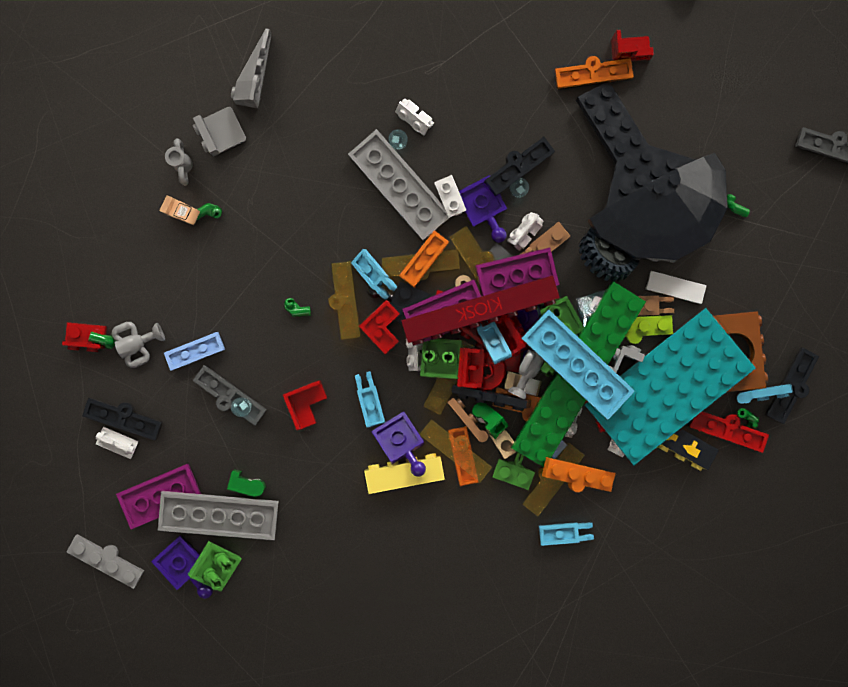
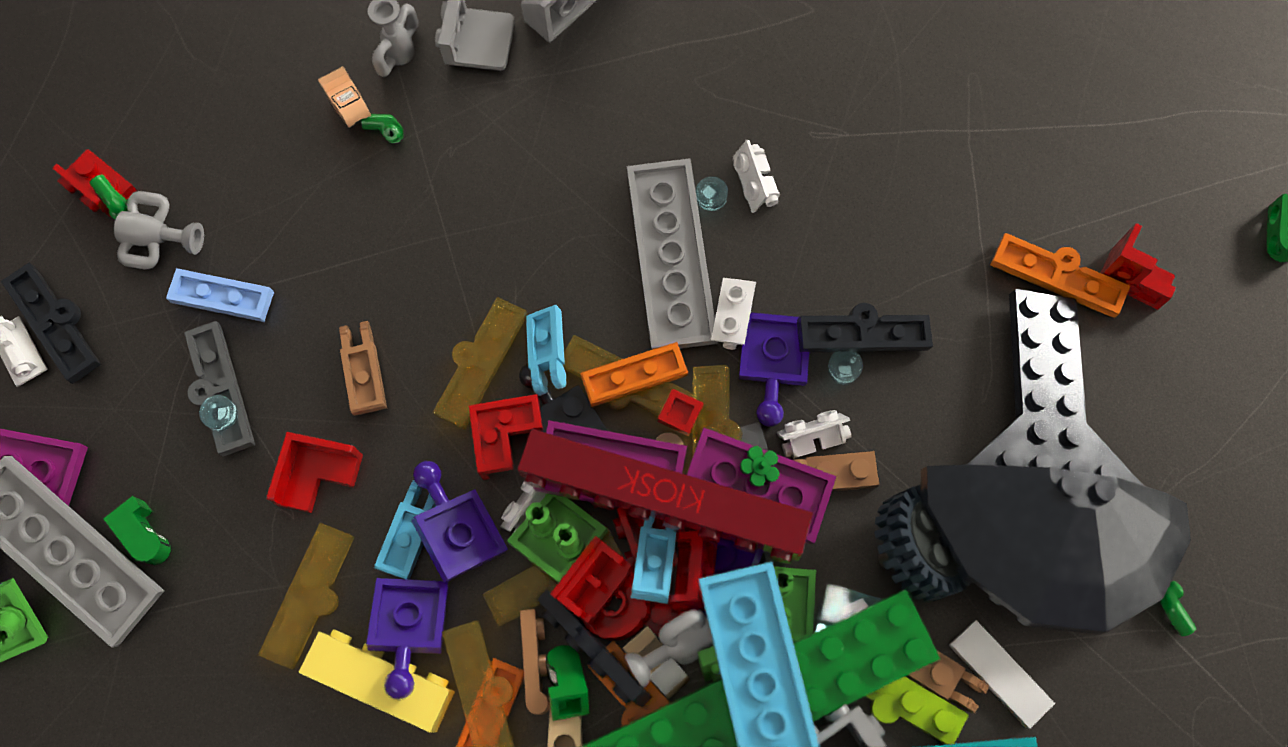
camera: 40 degrees right, 15 degrees down
(292, 342) = (362, 371): none -> medium nougat hinge
(295, 310) = (401, 329): green arm -> none
(344, 459) = (307, 596): none -> clear yellow hinge
(393, 385) = (456, 531): none -> dark purple plate
(458, 263) = (680, 412): none -> red plate
(513, 266) = (760, 466): none -> green plant

